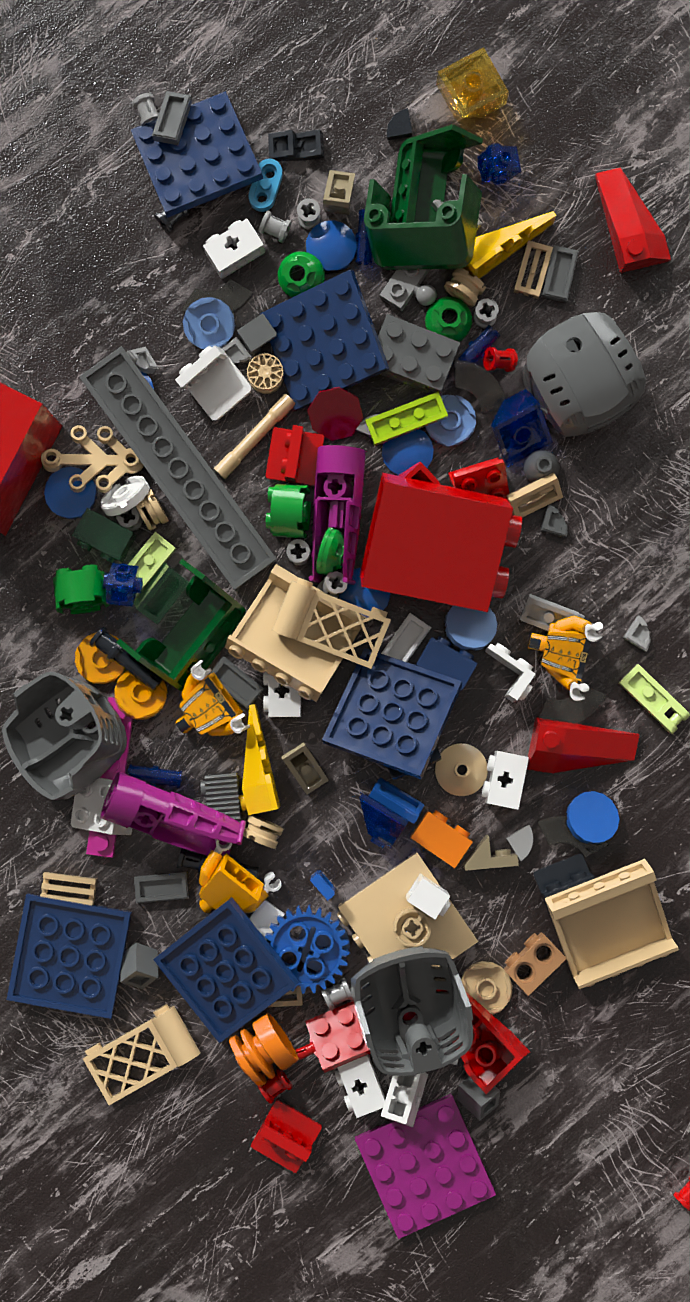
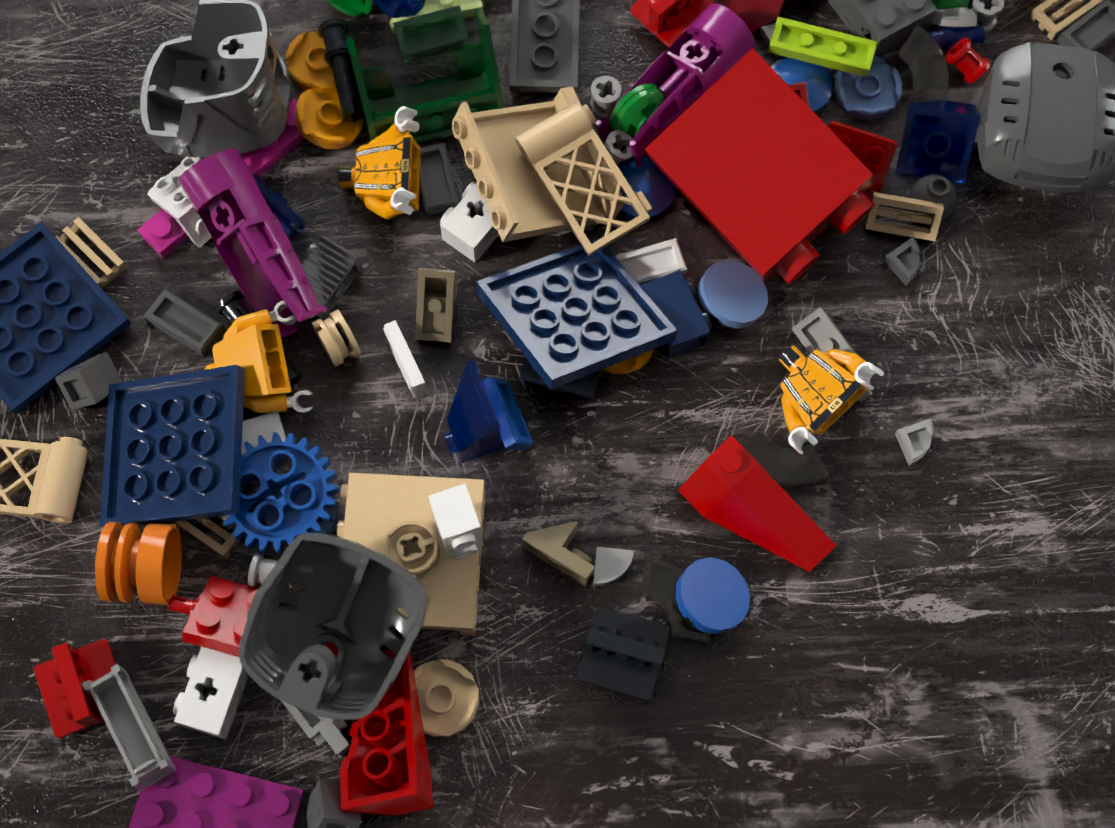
camera: 30 degrees right, 15 degrees down
(258, 780) = (378, 282): yellow wedge -> none
(275, 1086) = (118, 620): red bush -> none
(289, 511) = (627, 45): green brick -> none
(311, 812) = (405, 359): none -> white tile
(322, 883) = (353, 435): blue tile -> none
(334, 1138) = (131, 728): none -> light grey container
(404, 1098) = (249, 738): white brick -> none
(441, 838) = (523, 490): orange piece -> none
(447, 767) = (599, 456): tan dish -> none
(472, 335) = (955, 17): none -> light grey tile
(510, 794) = (636, 499): white brick -> none
(521, 686) = (742, 385): white bracket -> none
(539, 968) = (520, 719): medium nougat brick -> none
(611, 924) = (643, 726): tan panel -> none
(654, 698) = (883, 519): yellowish green plate -> none

